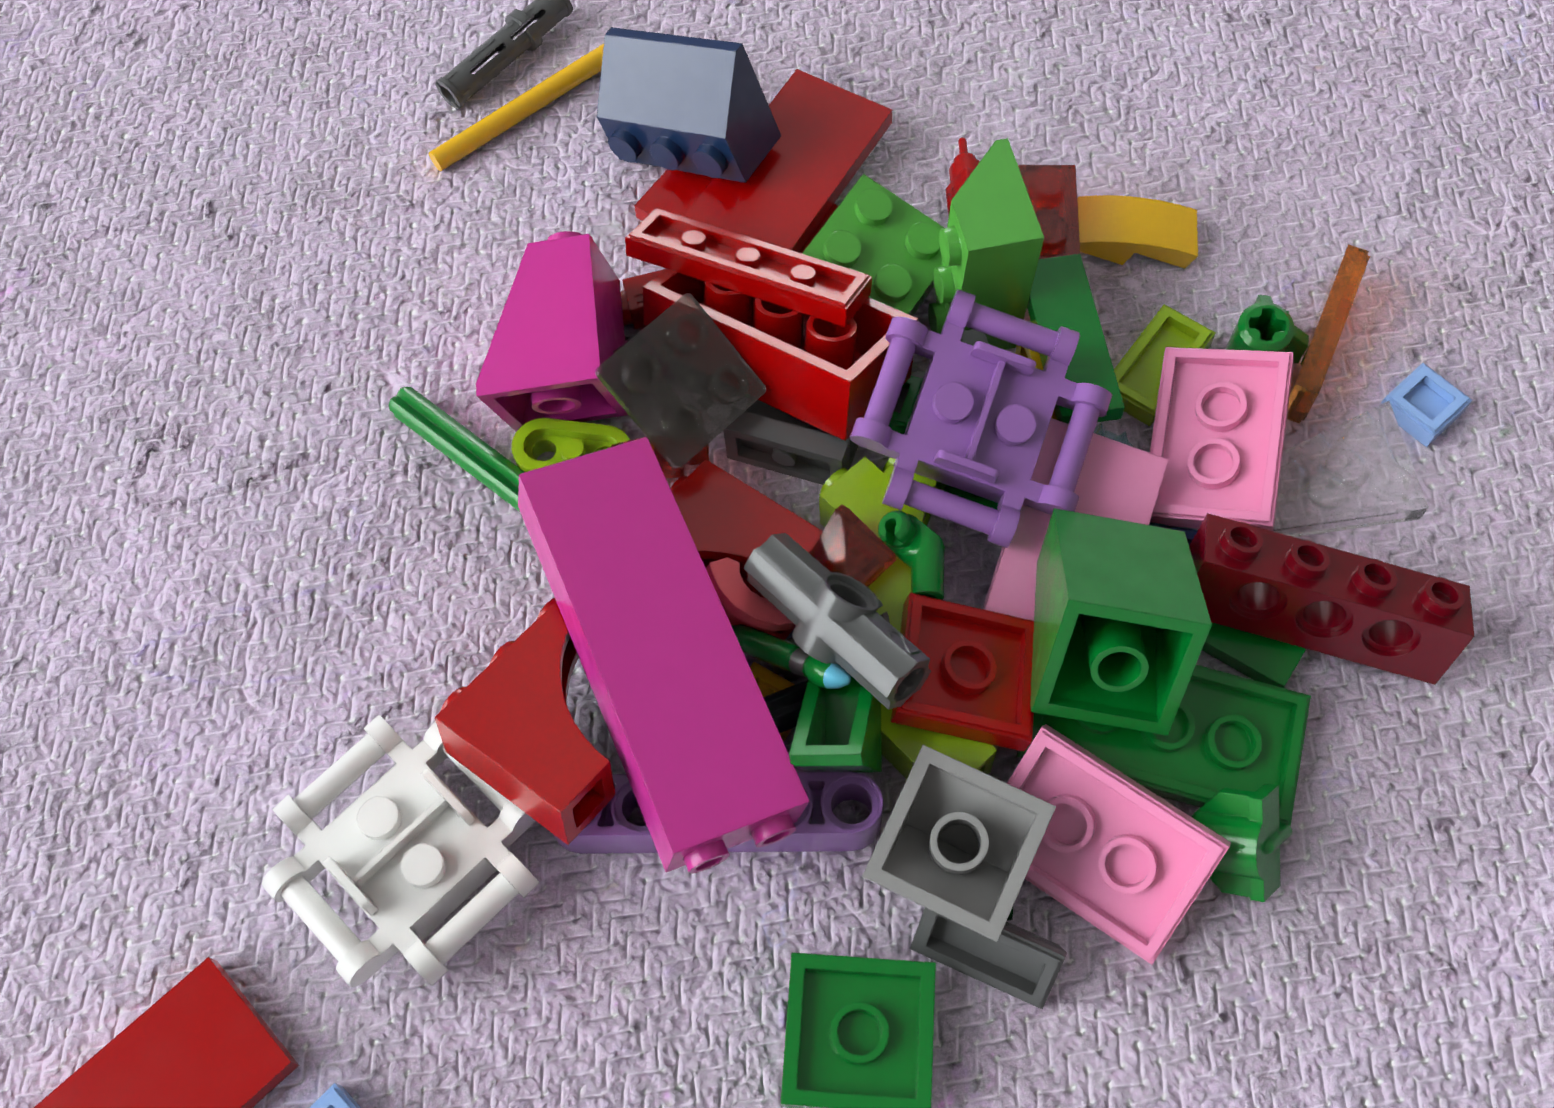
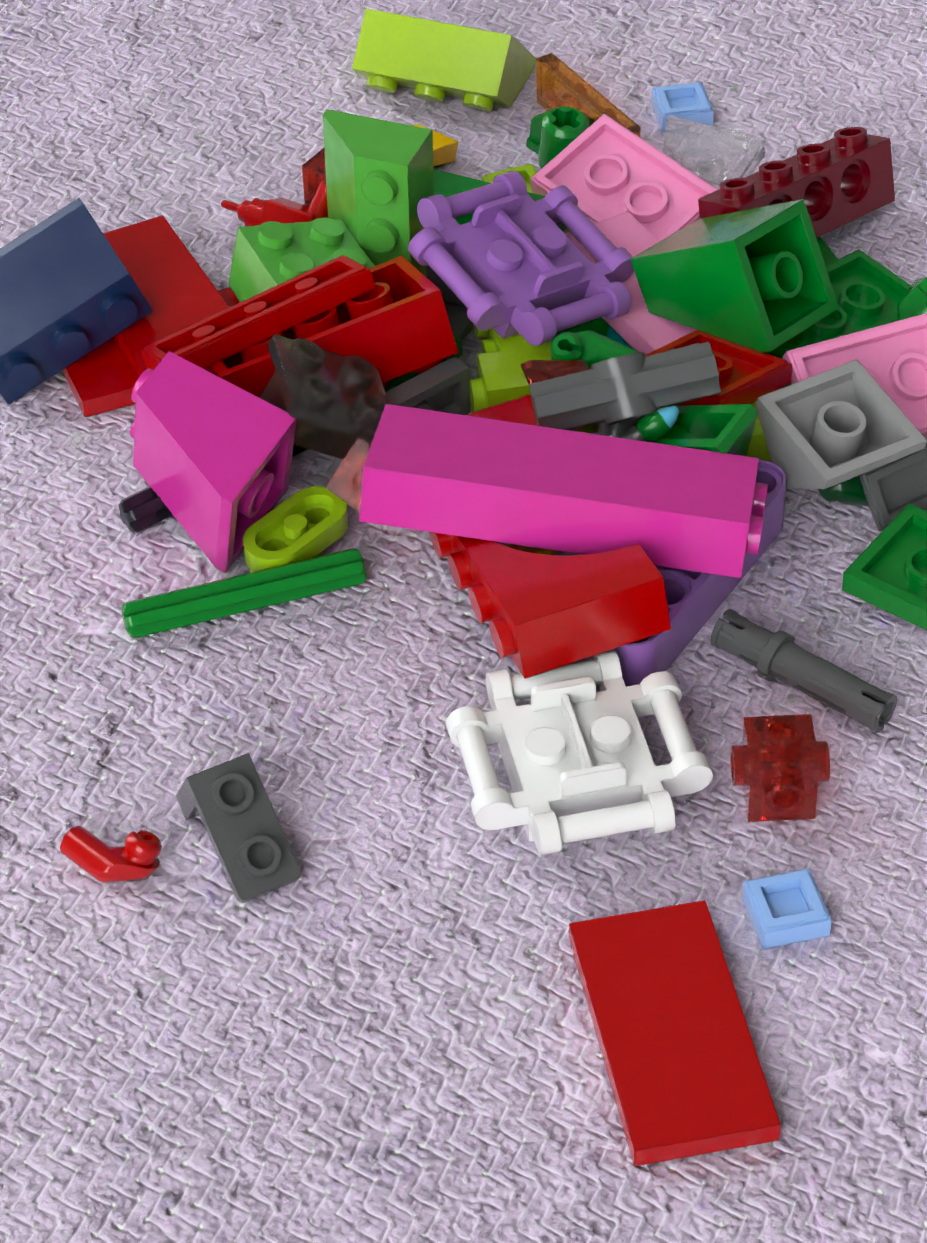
camera: 60 degrees left, 20 degrees down
(126, 556) = (111, 864): none -> red arm
(191, 620) = (241, 827): none -> dark grey bracket
(498, 1055) = (779, 767): none -> clear red brick
(643, 988) = (781, 659): none -> dark grey pin
(1298, 173) = (441, 60): none -> lime slope

